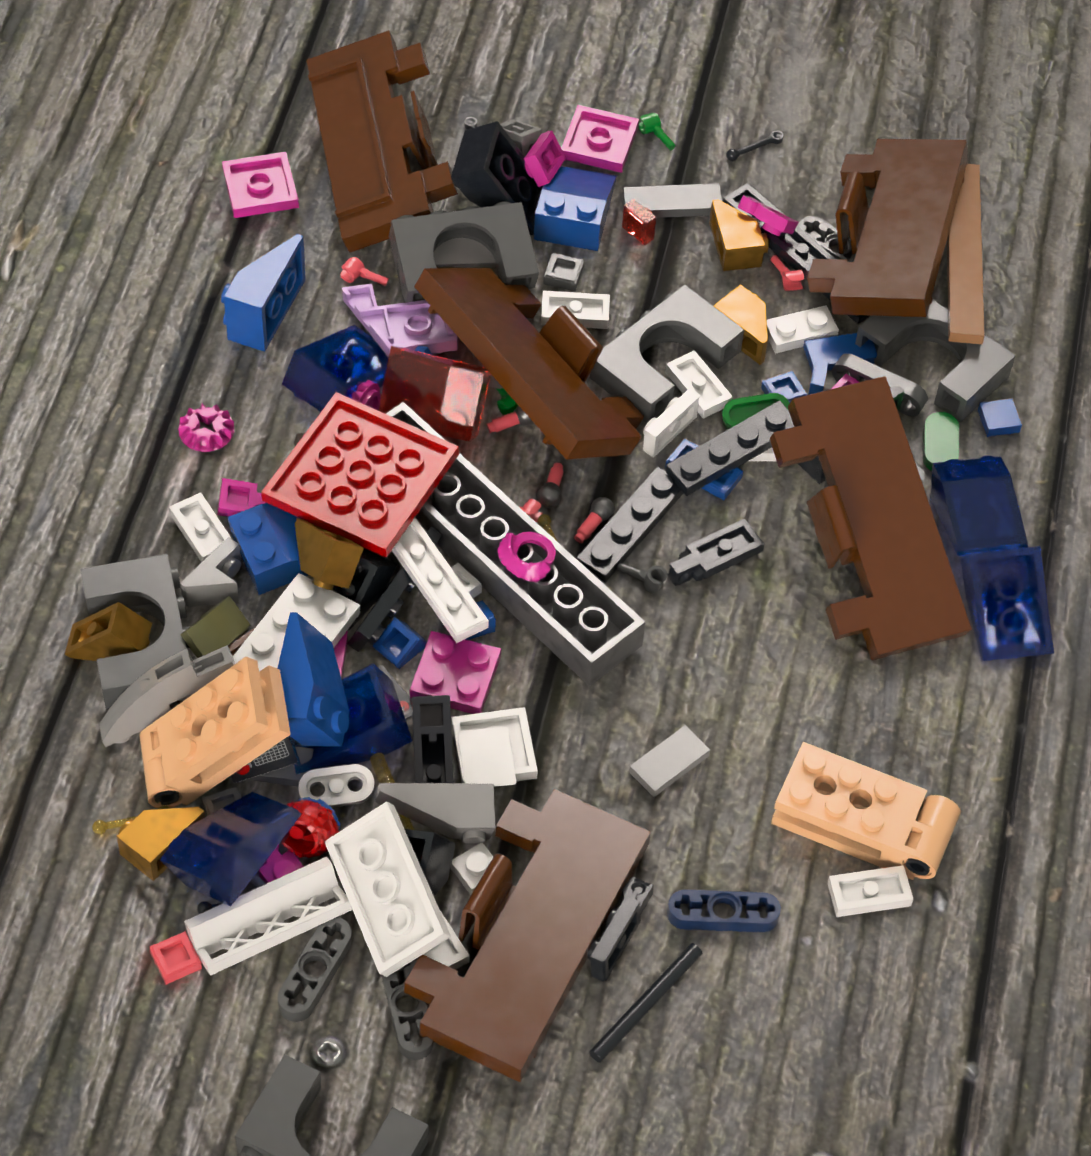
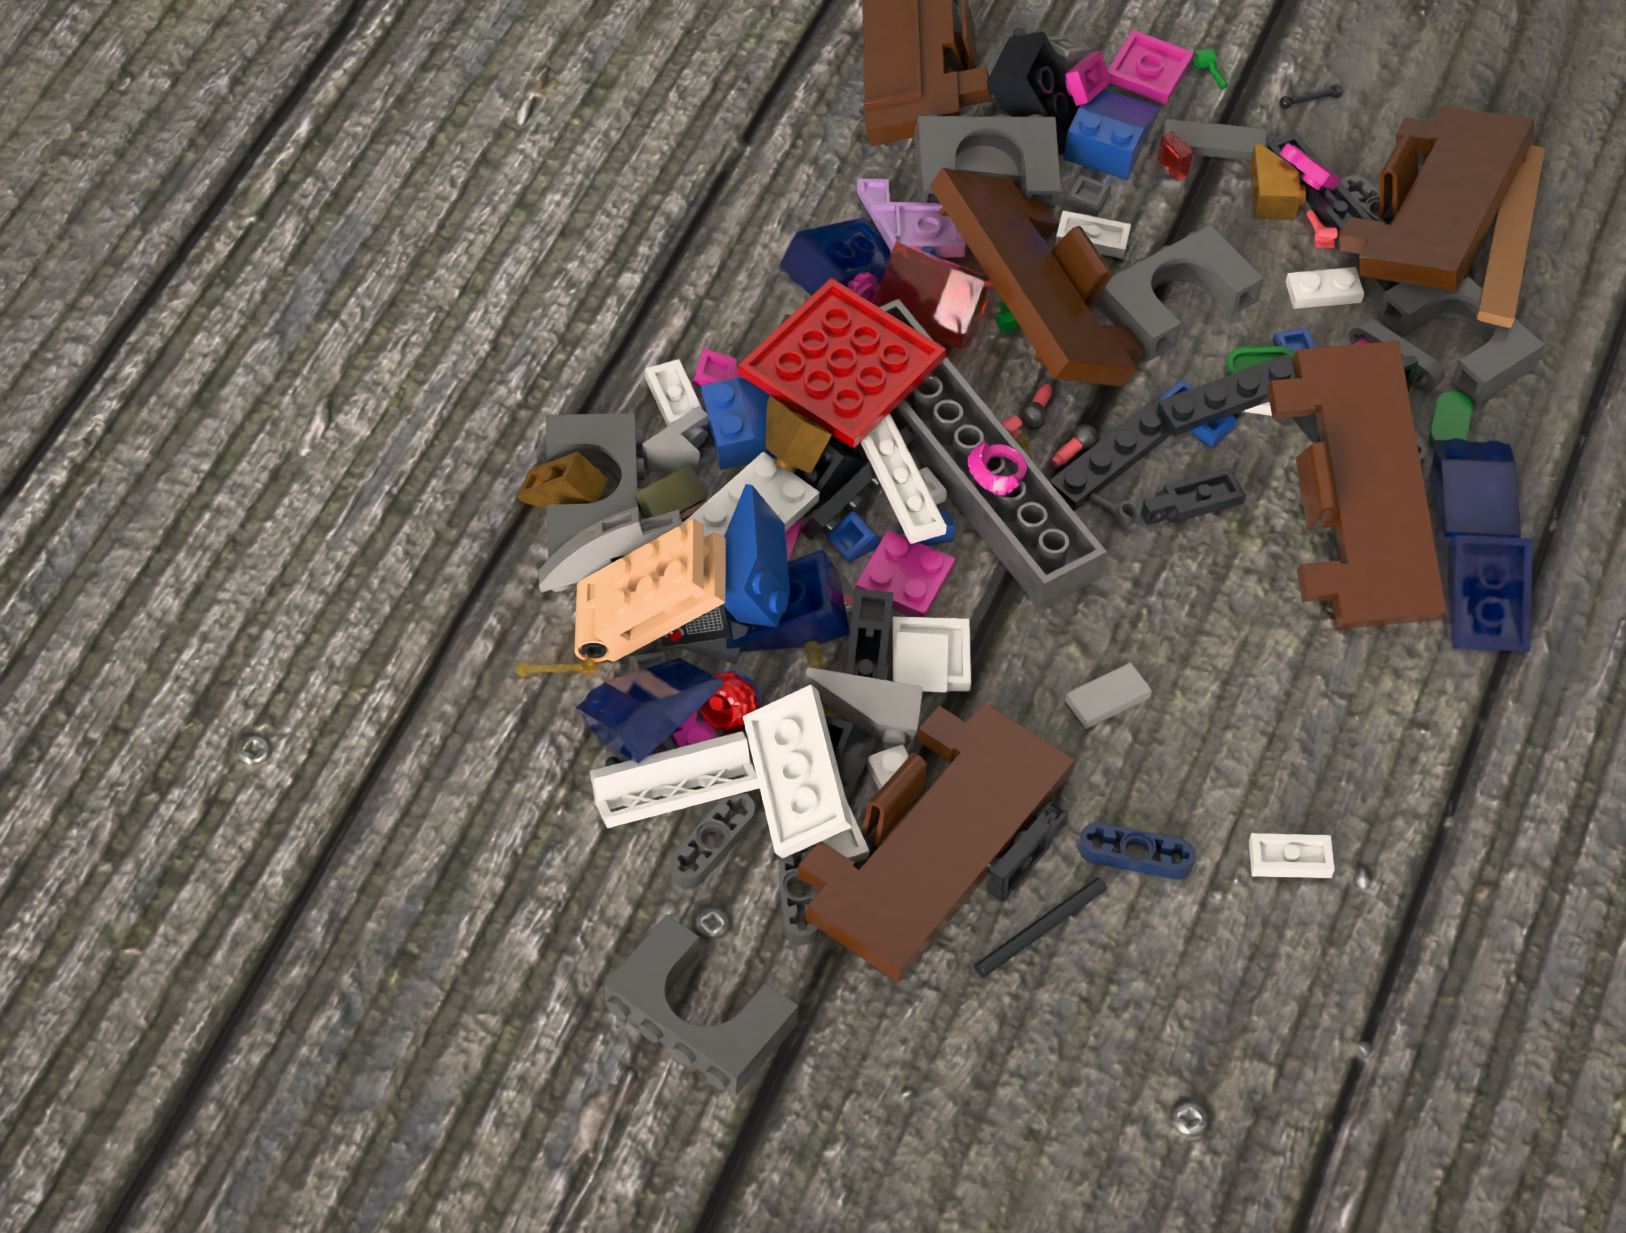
camera: 10 degrees right, 0 degrees up
(149, 835) = (569, 682): slope -> none
(175, 957) = (576, 806): coral tile -> none
(204, 439) = (690, 307): dark pink gear -> none
(260, 184) = (792, 65): plate -> none
(264, 294) = (776, 173): blue slope -> none
(335, 784) = (765, 663): white plate -> none
(354, 268) = (874, 161): coral hand -> none
(509, 420) = (1004, 335): coral piece -> none
(670, 423) = (1171, 361): white plate -> none
(693, 374) = (1207, 327): white plate -> none
(749, 313) = (1273, 264): slope -> none
(818, 376) = (1335, 333): tile -> none
(835, 346) = (1346, 313): blue tile -> none
(865, 813) = (1300, 777): light nougat hinge -> none
(999, 417) = (1517, 406): tile -> none

